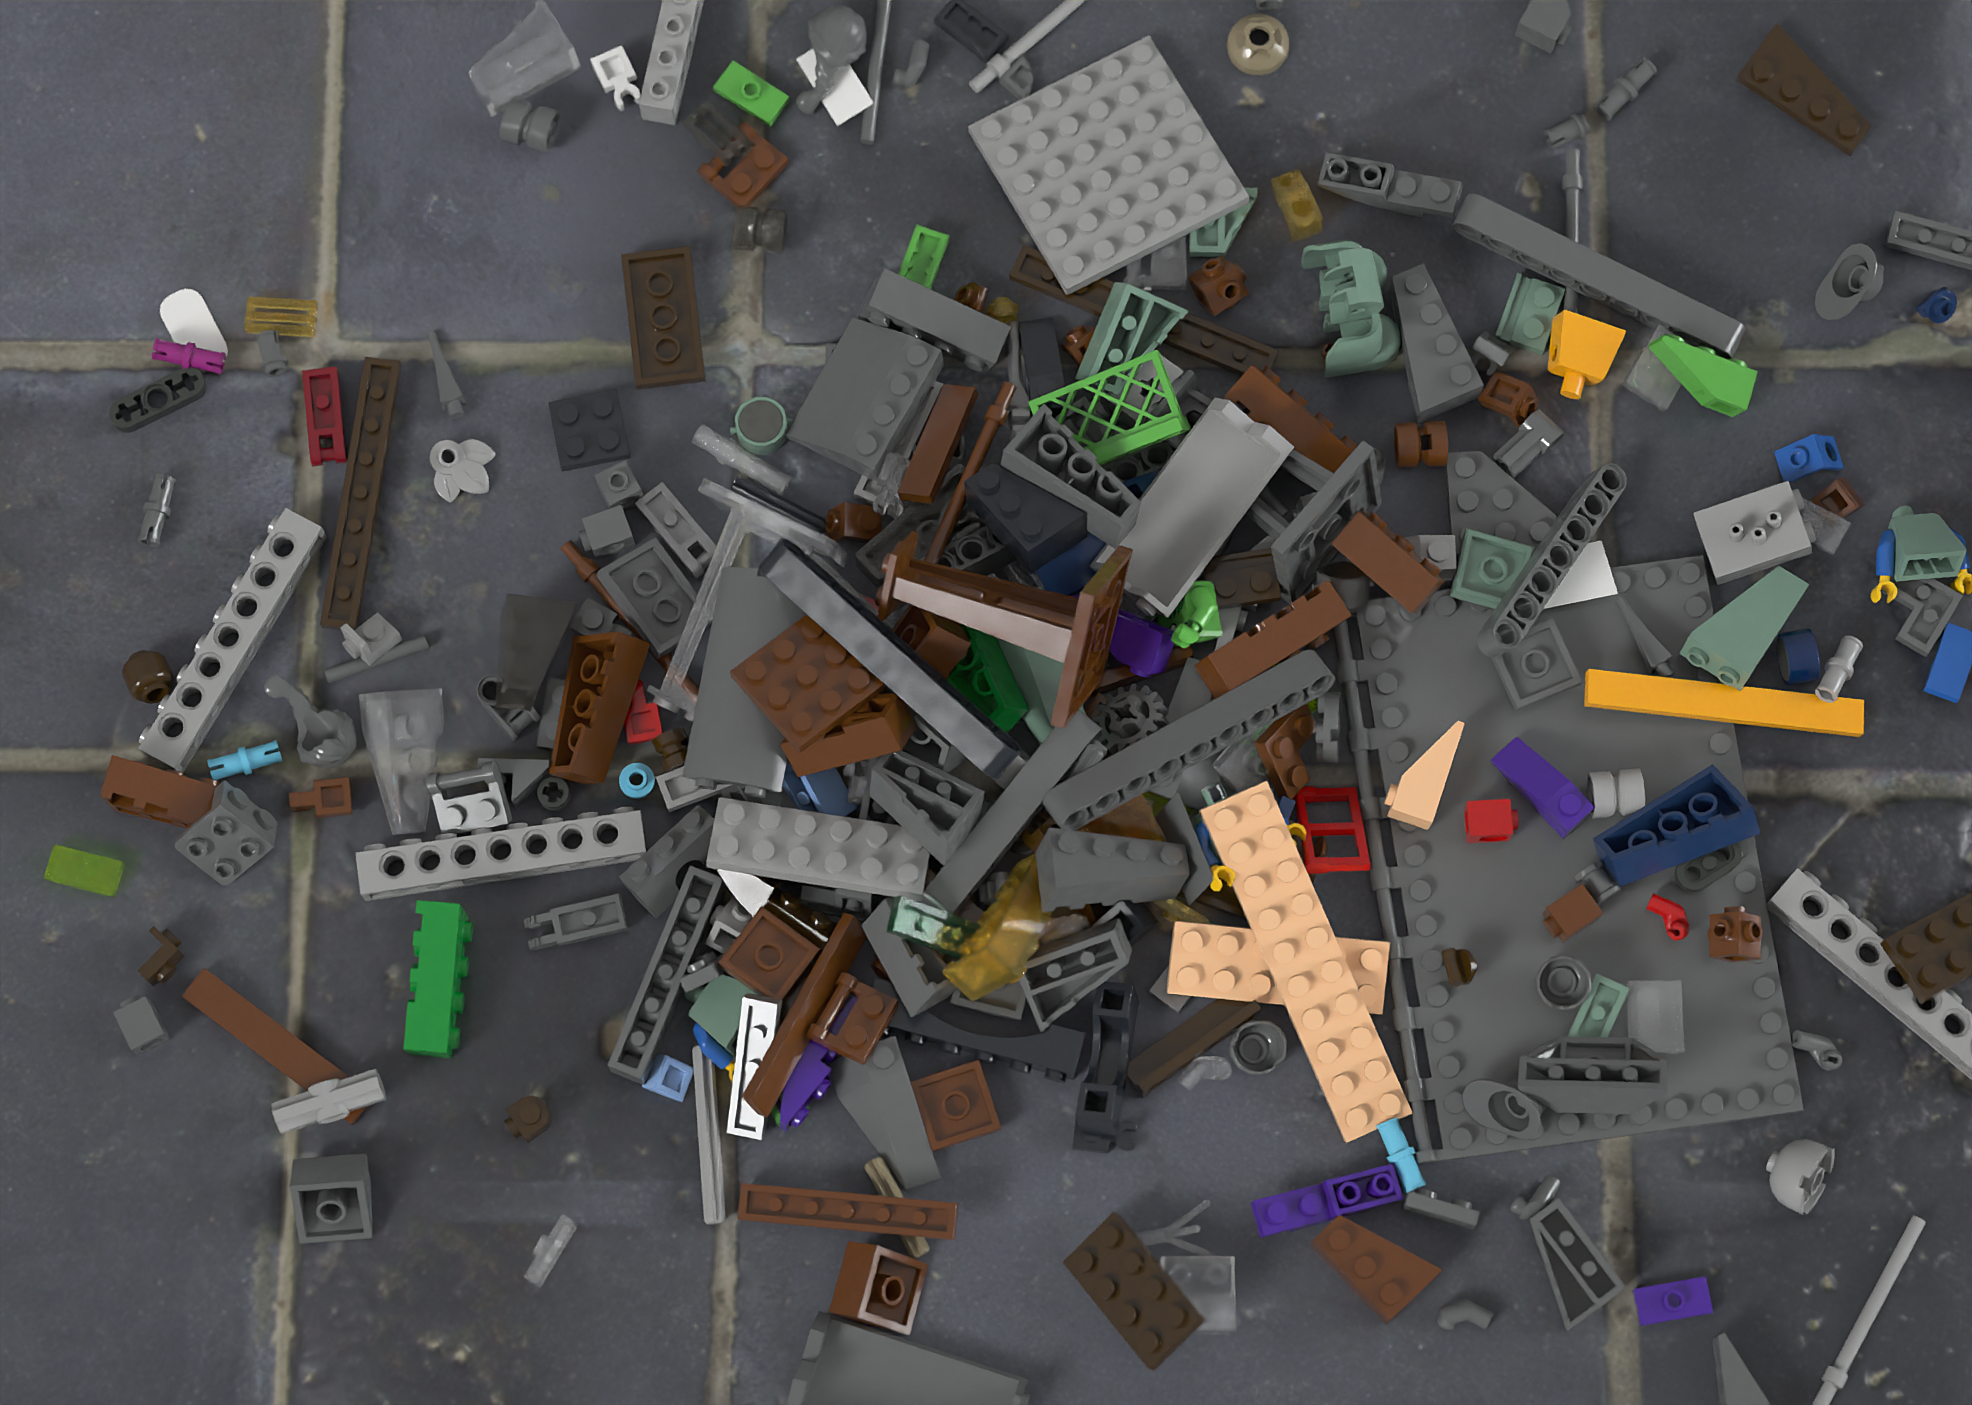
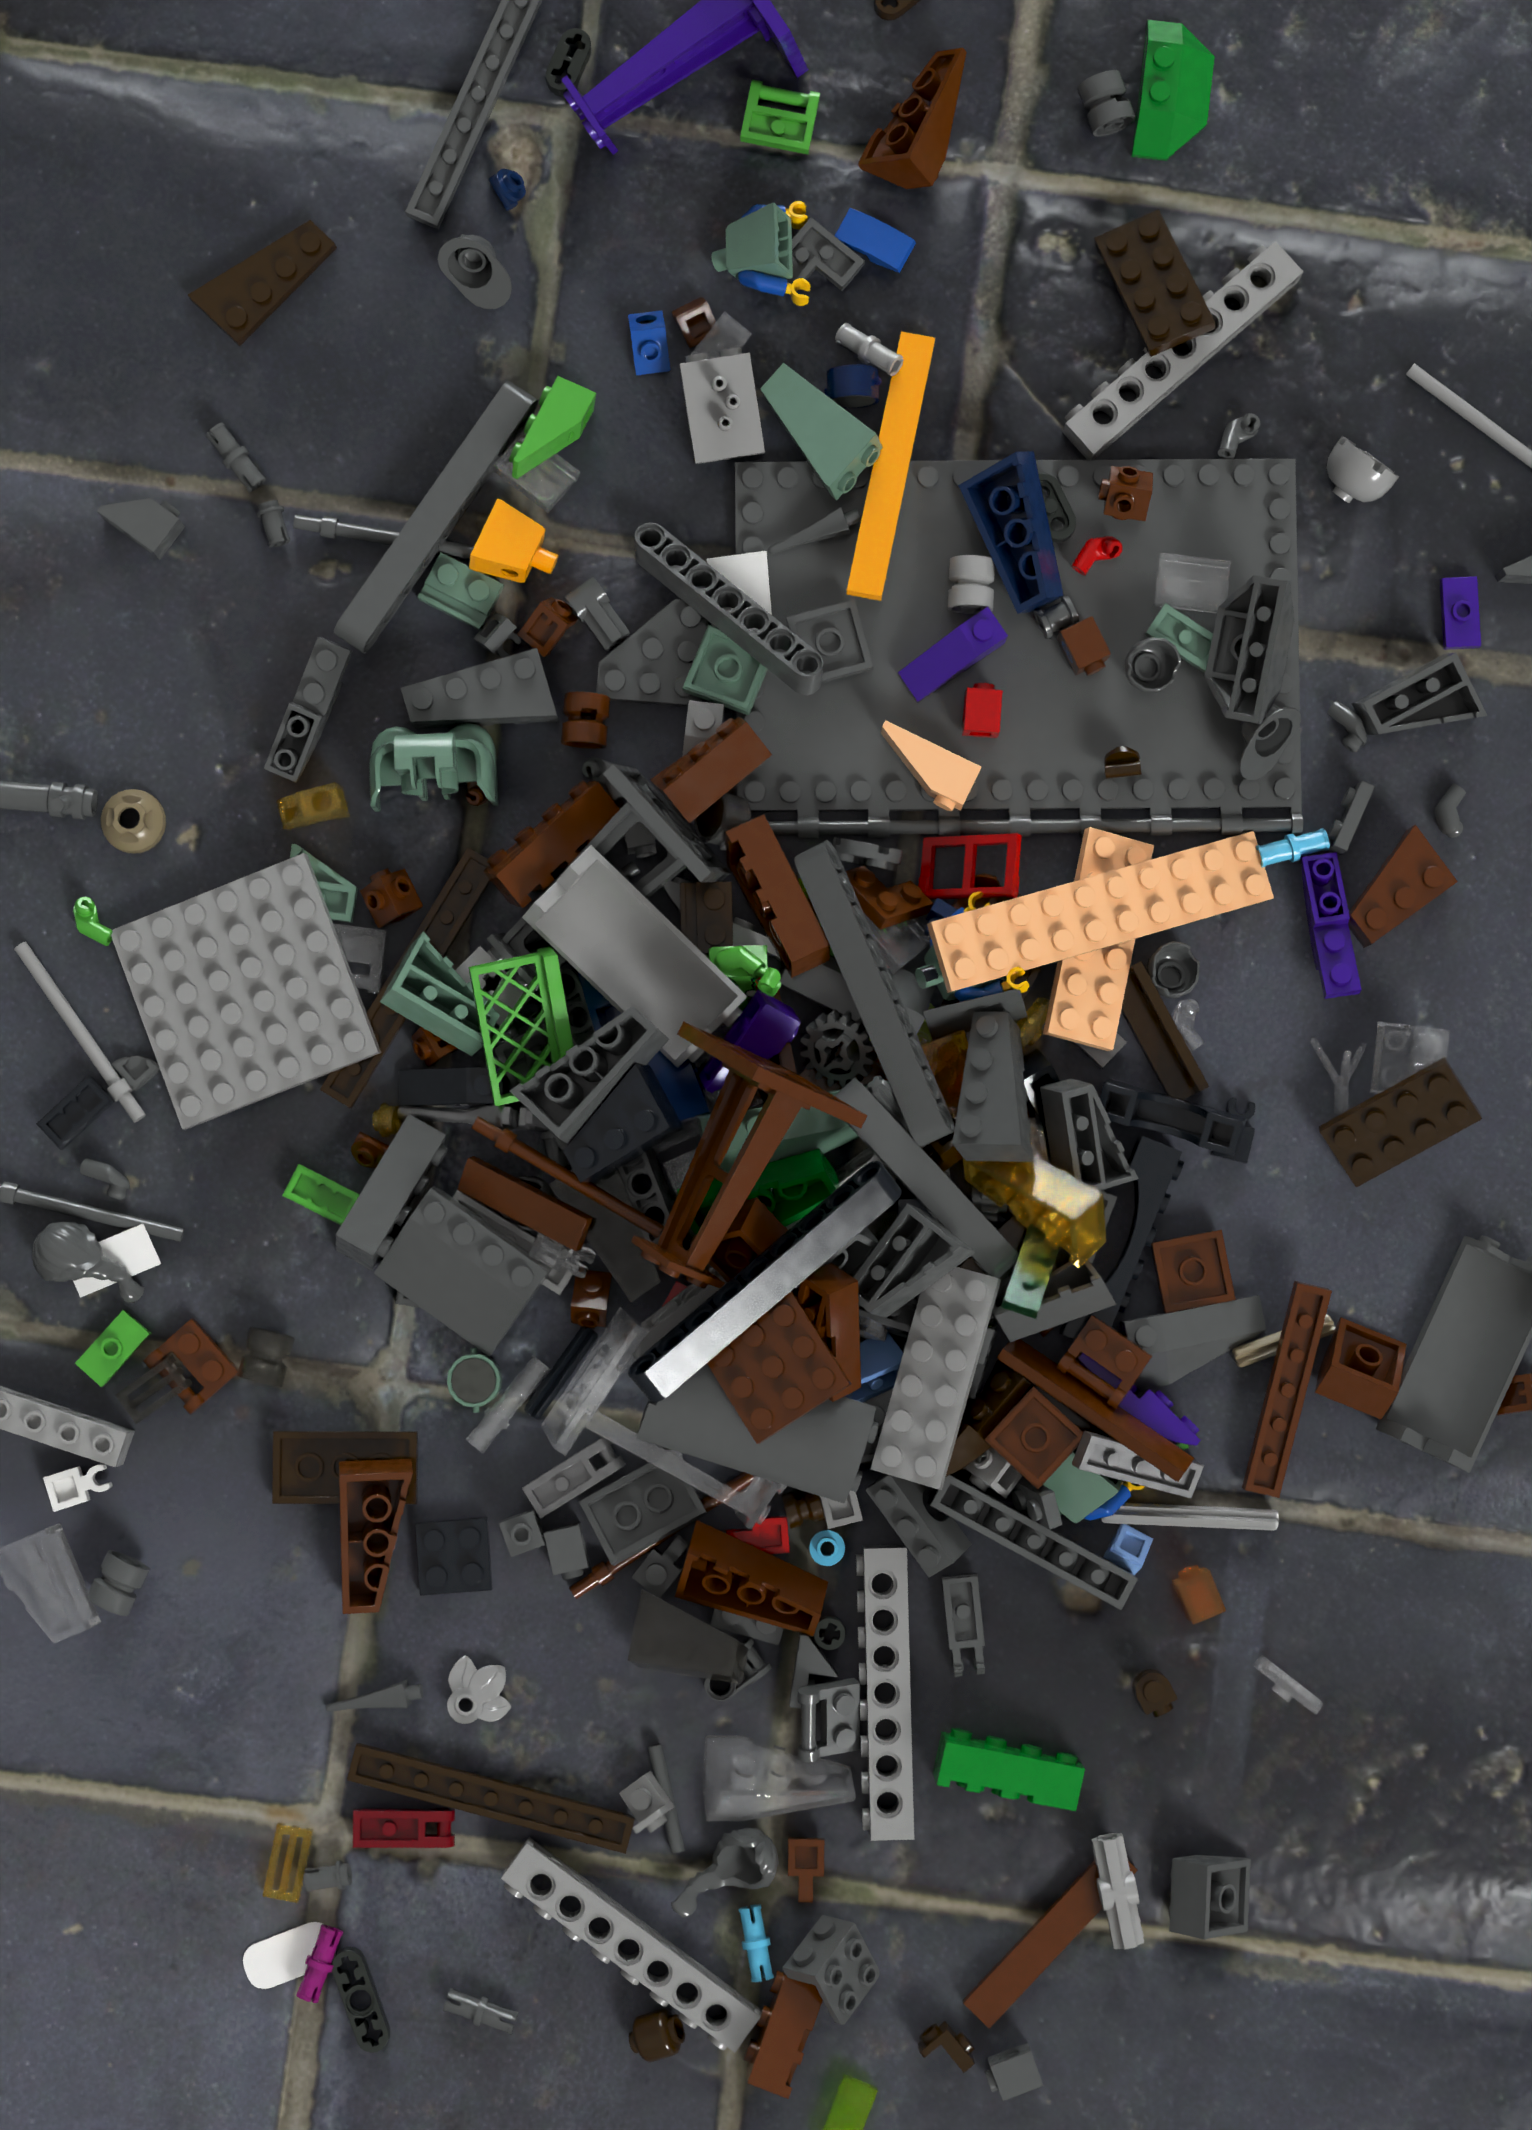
camera: 90 degrees left, 10 degrees up
(611, 339) = (370, 1518): none -> reddish brown wedge
(631, 1149) = (1198, 1594): none -> clear orange brick
(1155, 16) = (88, 921): none -> bright green arm

